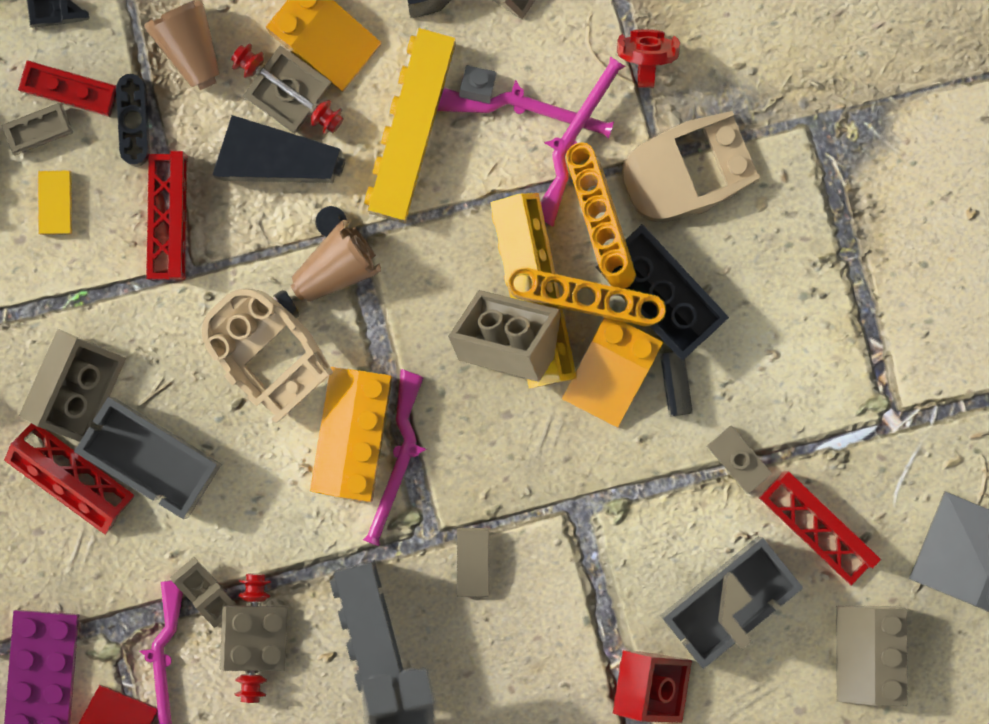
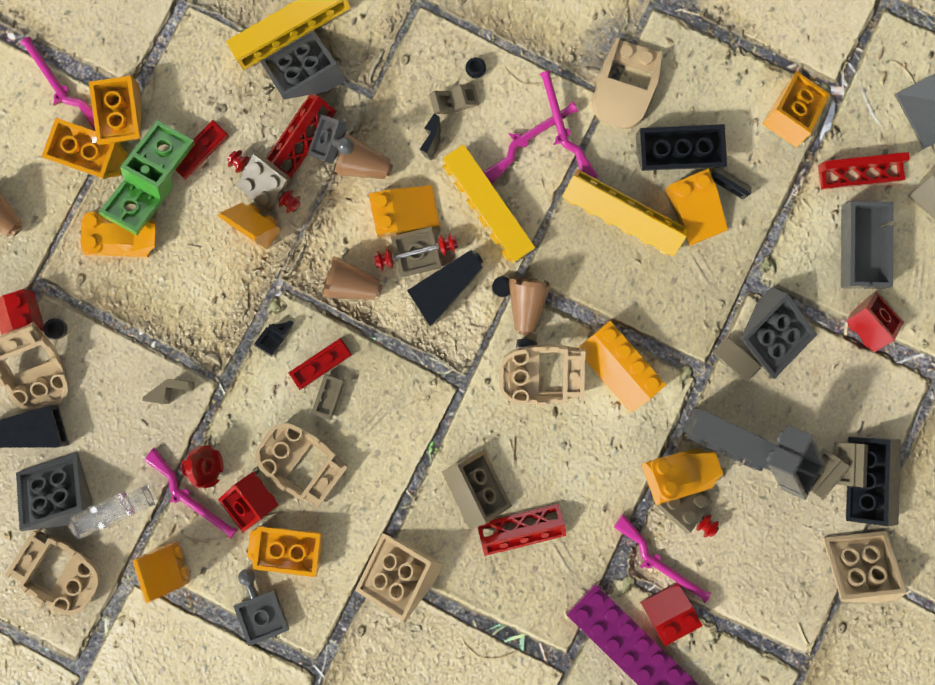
camera: 55 degrees left, 0 degrees up
(54, 202) = (373, 419): yellow tile -> none
(139, 96) = (349, 339): black beam -> none
(148, 458) = (548, 480): dark grey piece -> none
(177, 216) = (414, 345): red fence -> none
(202, 591) = (637, 509): dark tan slope -> none
(283, 606) = (682, 474): none -> light orange slope
(408, 390) = (623, 322): dark pink piece -> none
(477, 84) = (494, 153): dark grey plate -> none
(507, 335) = (639, 243): dark tan slope -> none
(541, 581) = (776, 331): none -> dark grey slope
(601, 293) = (663, 178): light orange beam -> none
(608, 225) = (627, 147): light orange beam -> none
(647, 50) = (552, 54): red tile -> none
(732, 600) = (874, 243): dark tan slope -> none
(739, 459) = (794, 182): dark tan plate -> none
(826, 389) = (796, 109): none -> light orange slope

